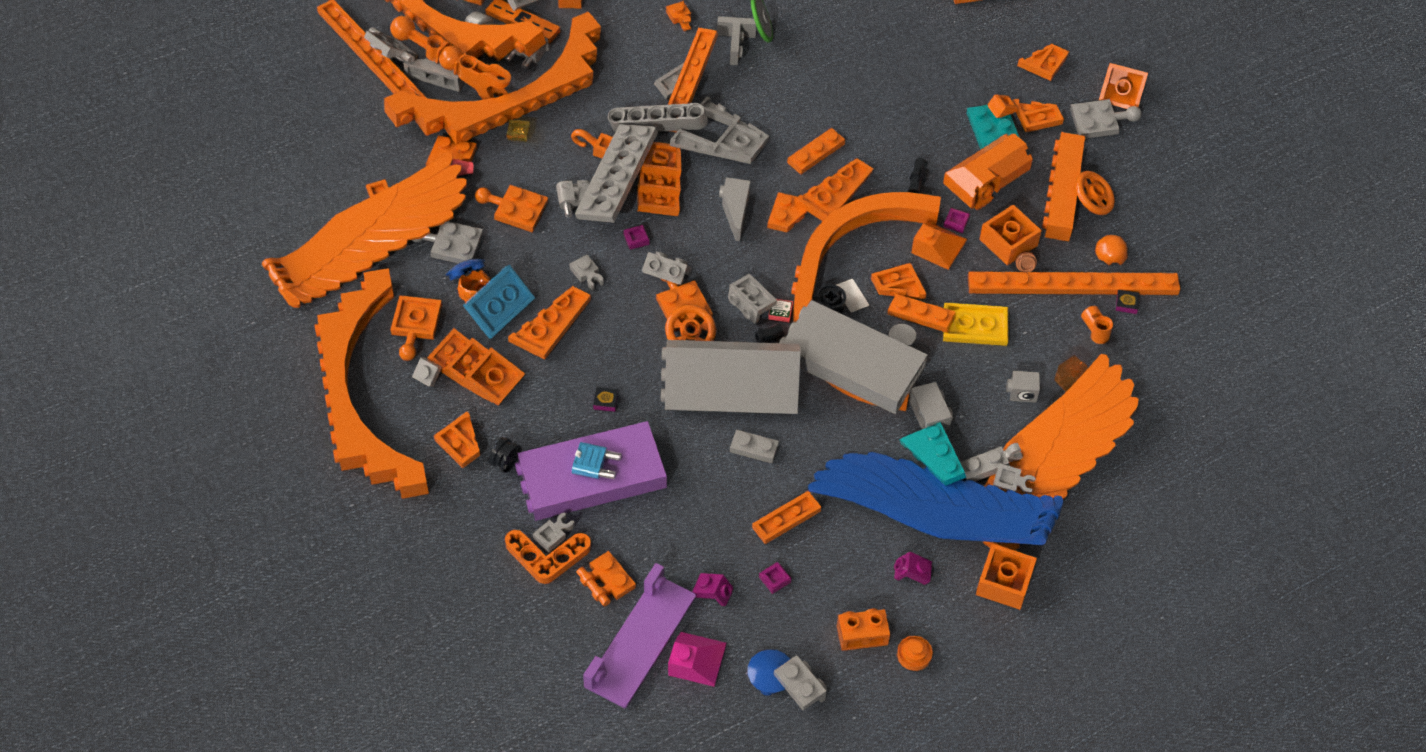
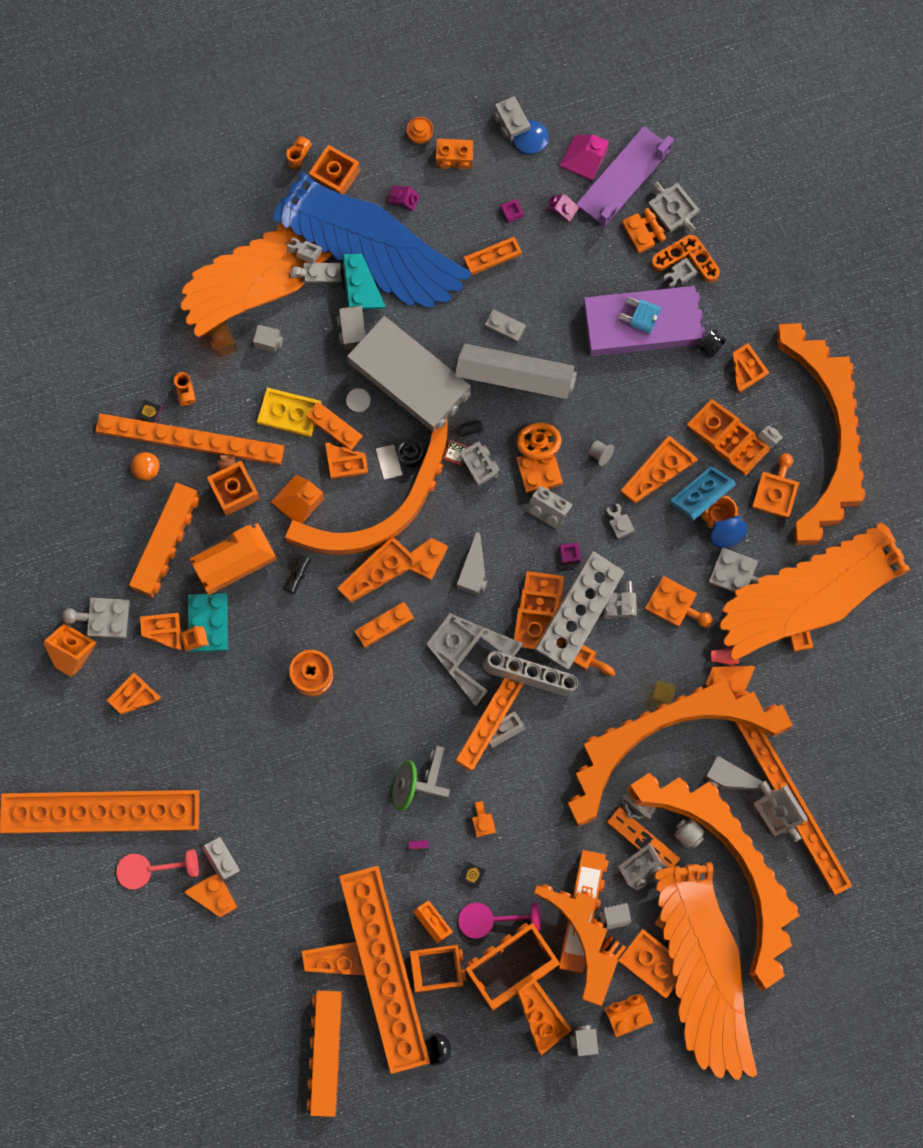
camera: 170 degrees left, 20 degrees up
(468, 68) = (721, 769): orange piece -> none
(572, 609) = (673, 207): none -> light grey plate
(605, 399) = (621, 390): tile -> none
(618, 328) = (601, 452): none -> light grey piece
(877, 95) = (308, 662): none -> orange wheel
(956, 220) = (274, 523): magenta tile -> none
(1058, 603) = (300, 150): none -> orange piece
(1094, 192) = (140, 523): orange plate -> none

